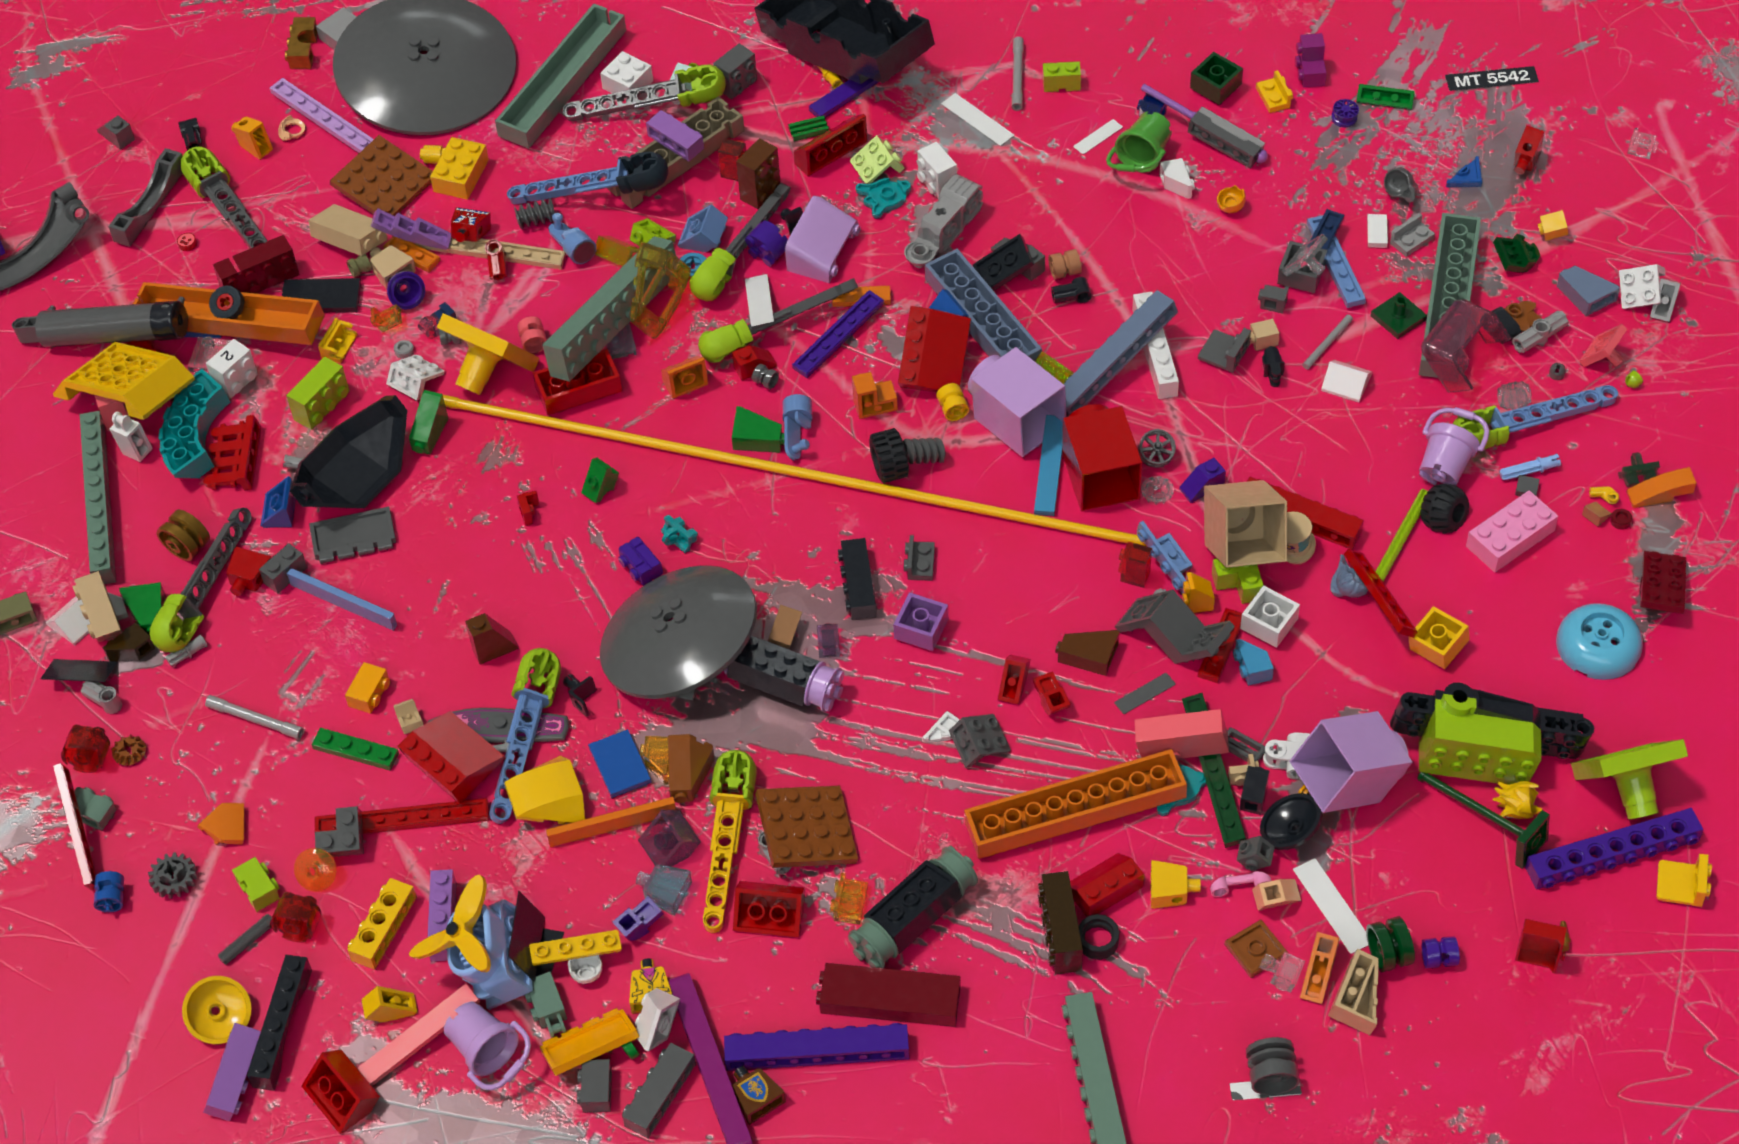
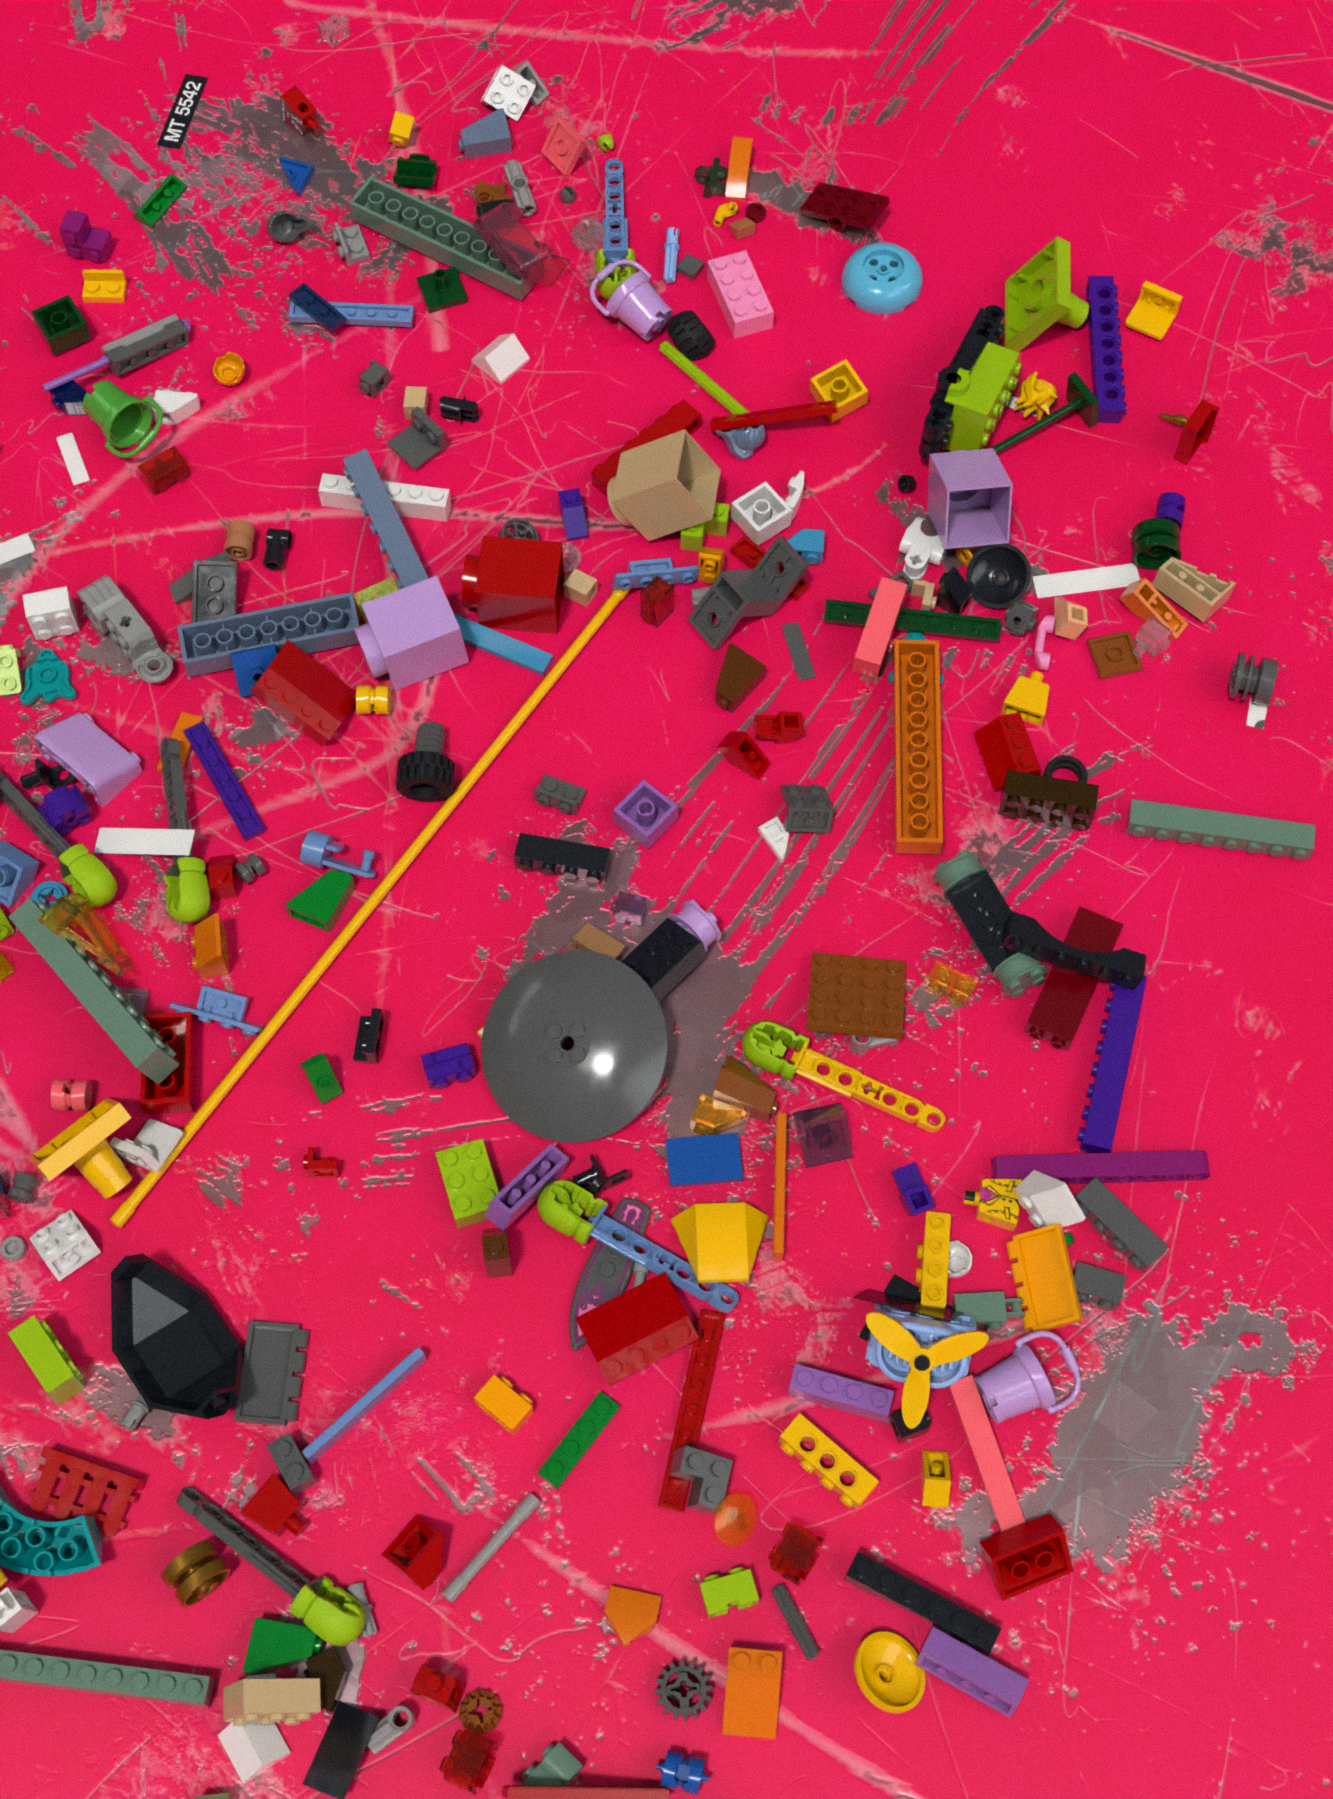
camera: 75 degrees left, 10 degrees up
(139, 706) = (437, 1688): none -> red torso
(183, 922) = (752, 1693): none -> orange slope
(233, 667) = (417, 1552): none -> red slope
(279, 505) = (190, 1450): blue slope -> none
(408, 716) = (564, 1367): tan bracket -> none
(428, 422) = (151, 1242): green slope -> none
(431, 974) = (903, 1433): none -> black brick
(506, 397) = (150, 1146): none -> white bracket
(540, 634) = (526, 1187): none -> medium lavender brick
(542, 606) = (467, 1181): none -> lime brick
(563, 688) = (596, 1186): none -> black piece
(636, 399) = (222, 1007): none -> medium blue bracket
(646, 502) = (369, 1037): none -> black bracket
(665, 886) = (880, 1154): clear light blue torso -> none
(675, 526) = (434, 1015): teal hips -> none
(756, 1093) = (1149, 1132): reddish brown torso -> none
(768, 908) = (938, 1060): red slope -> none
(873, 398) = (331, 771): orange brick -> none
(902, 1015) = (1028, 937): none -> black arch
(1110, 194) = (164, 470): none -> clear red brick
(1130, 509) = (580, 587): none -> tan brick
(1303, 278) = (350, 340): dark grey brick -> none
(1306, 257) = (357, 323): clear tile -> none
(1316, 639) = (795, 492): none -> white slope
(1327, 342) = (446, 357): light grey bar -> none
(1343, 114) = (165, 241): dark purple wheel -> none
(1377, 230) = (328, 268): white tile -> none

